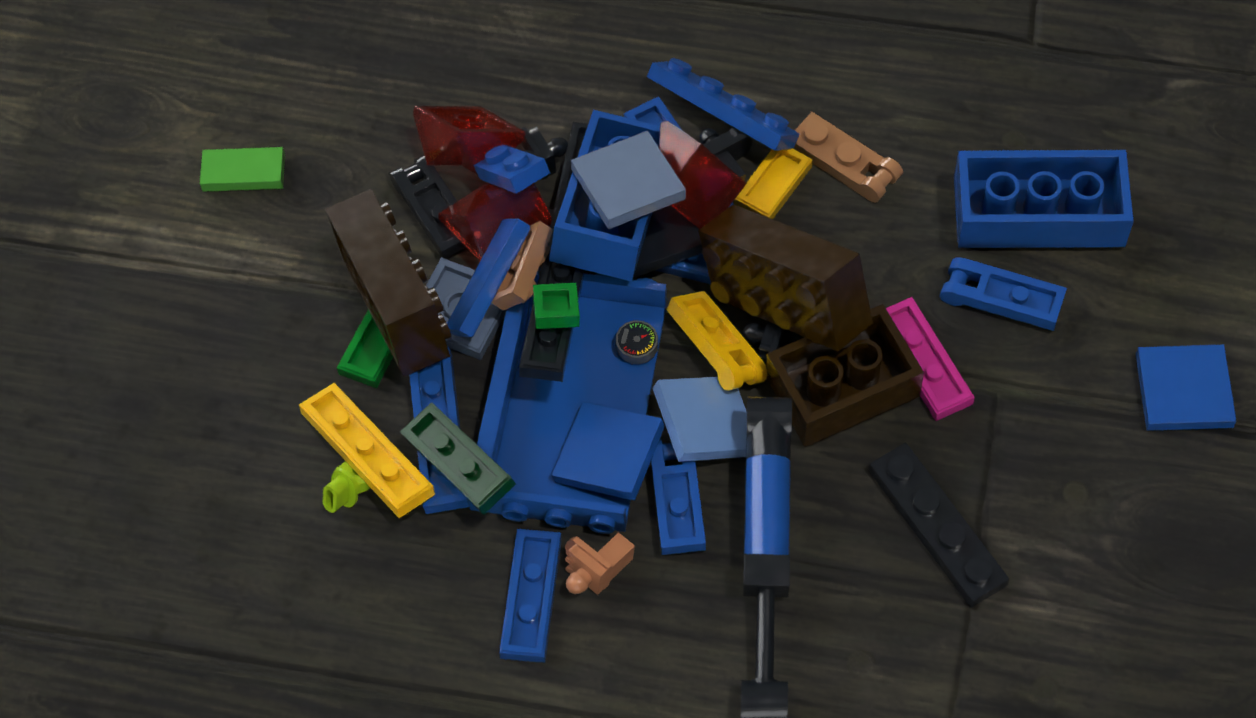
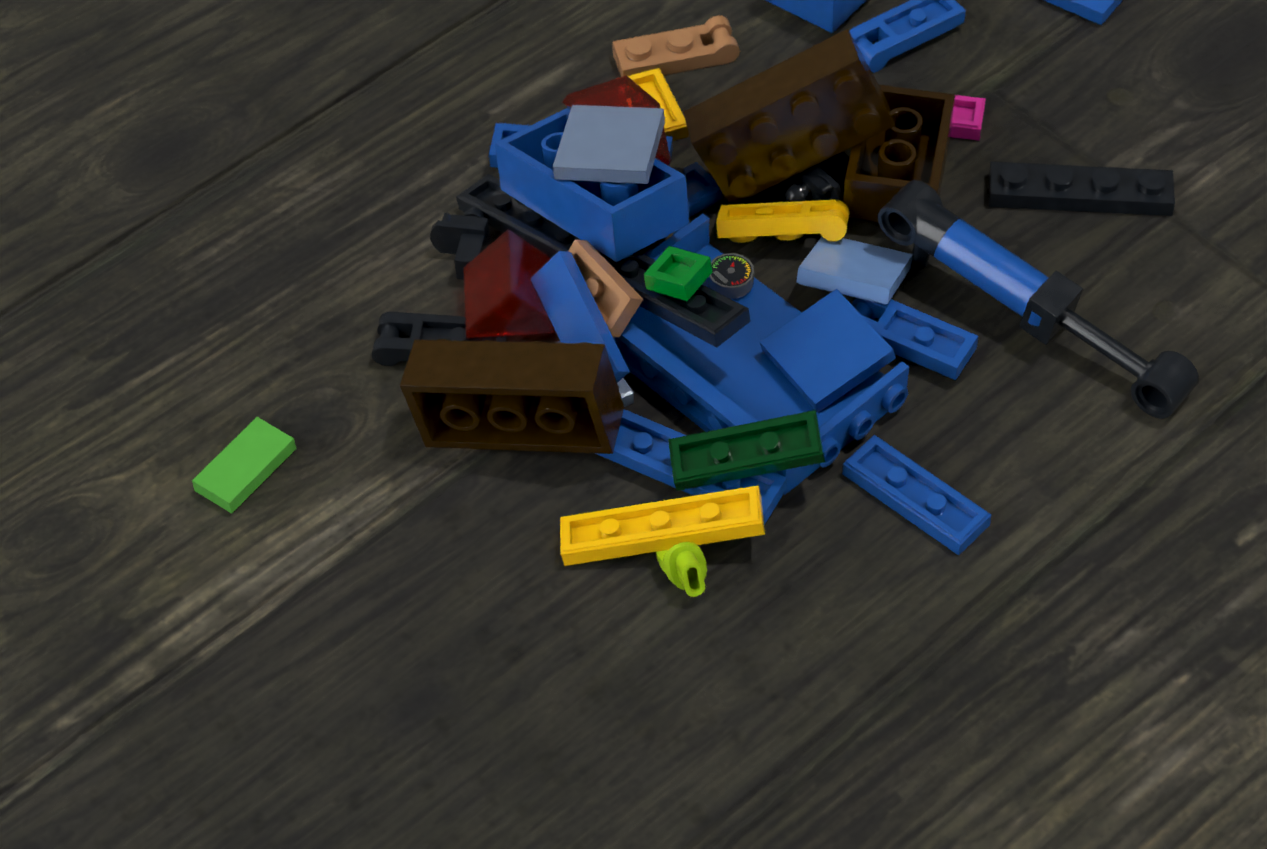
camera: 55 degrees left, 10 degrees down
(366, 355) = (548, 478): green tile -> none
(462, 134) = (404, 269): clear red slope -> none
(511, 168) = (487, 240): blue plate -> none
(594, 568) = (927, 428): nougat piece -> none
(734, 110) = (568, 78): blue plate -> none

